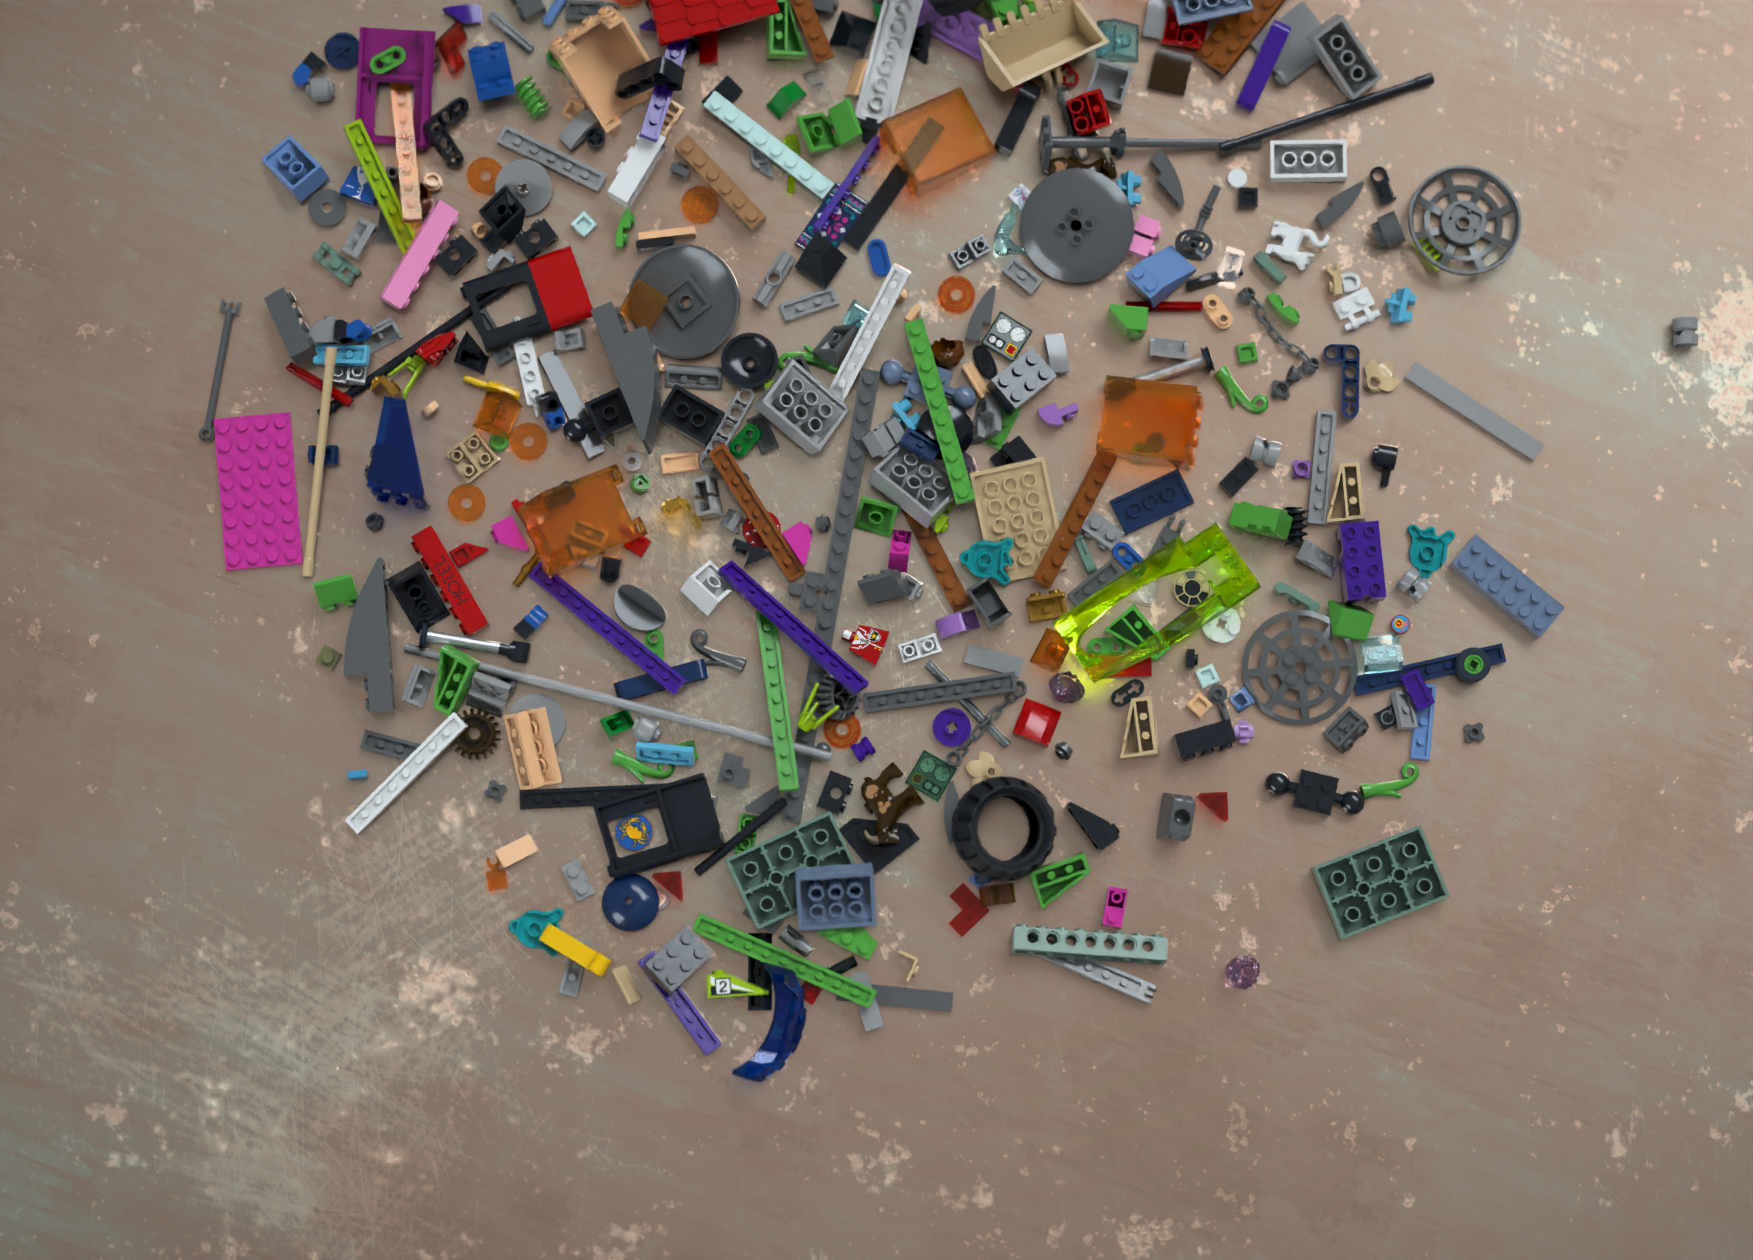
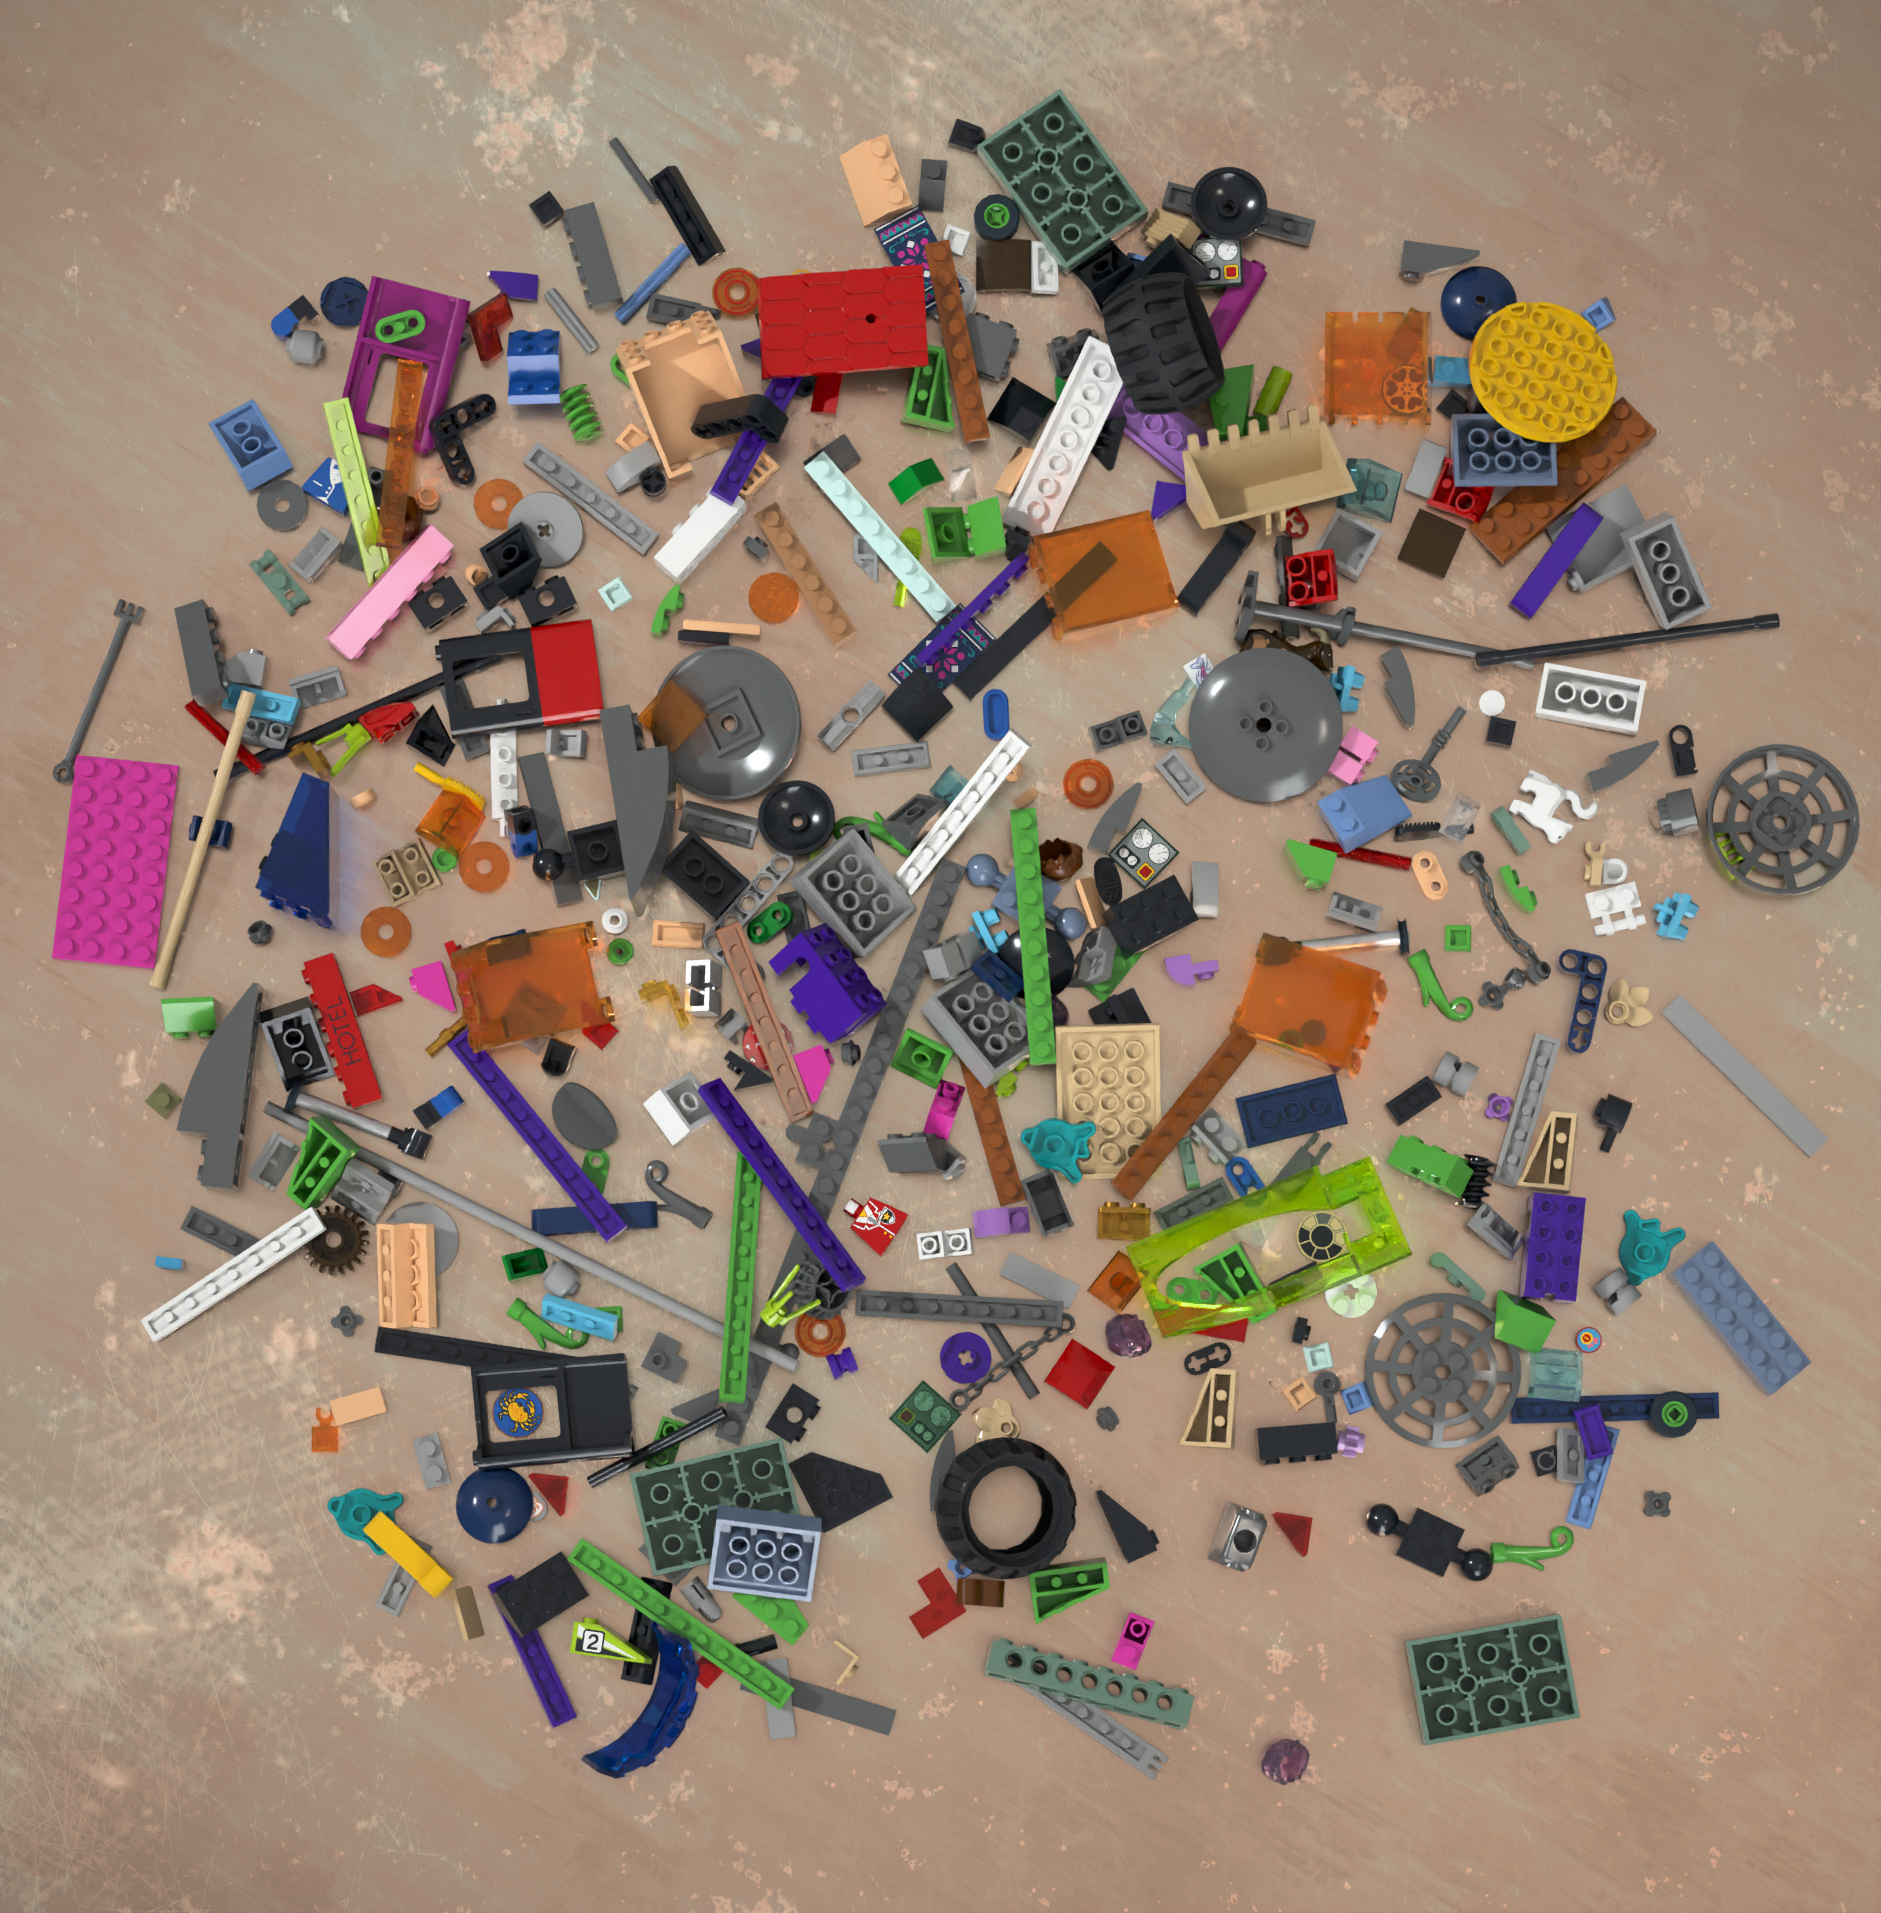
camera: 15 degrees right, 0 degrees up
(351, 332) = (280, 677): leg -> none
(803, 478) = (834, 989): none -> dark purple piece
(886, 805) = (857, 1444): dark brown animal -> none
(971, 76) = (1166, 499): none -> dark purple slope

